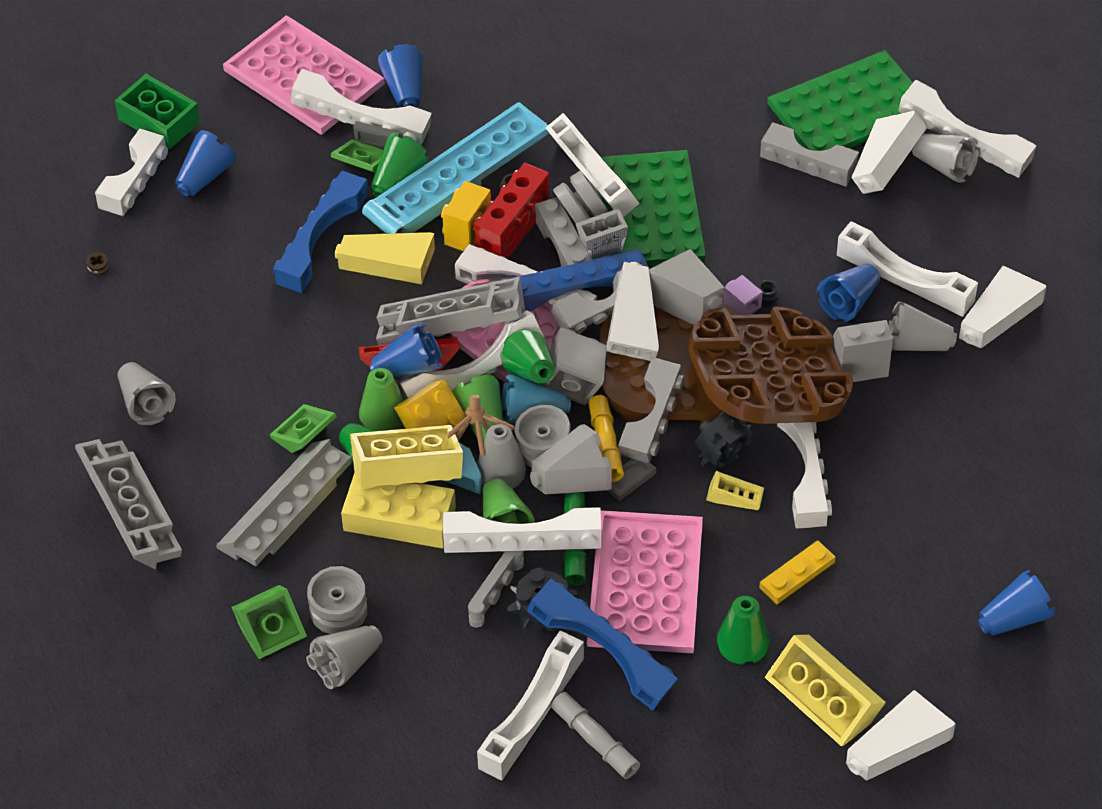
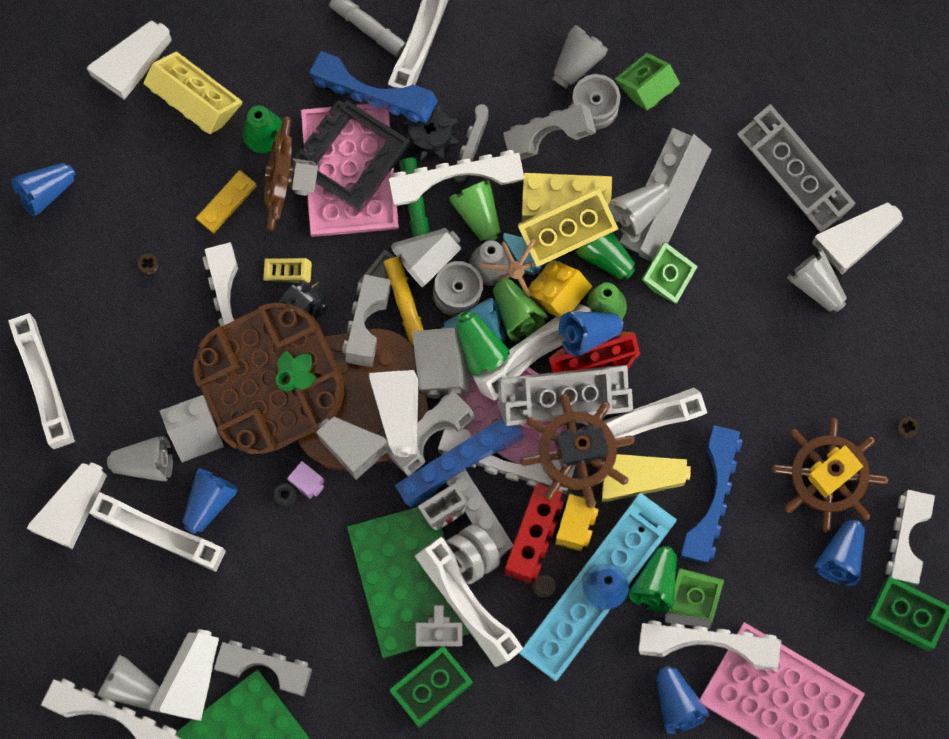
camera: 170 degrees right, 25 degrees up
(90, 422) = (857, 236): none -> white slope
(190, 219) = (841, 465): none -> reddish brown brick
(317, 466) = (639, 207): none -> light grey cone
(330, 301) = (666, 411): none -> white arch
(372, 560) = (575, 122): none -> light grey arch
(448, 240) = (577, 448): none -> reddish brown brick
(450, 151) = (601, 594): none -> blue cone
(618, 559) = (378, 168): none -> black hinge
(626, 152) = (438, 631): none -> light grey hinge
(642, 116) = (431, 686): none -> green brick
(721, 543) = (278, 174): none -> reddish brown brick
(740, 353) = (296, 369): none -> green plate
(898, 515) = (147, 271): none -> dark brown bush
(1036, 448) = (42, 381): none -> white arch

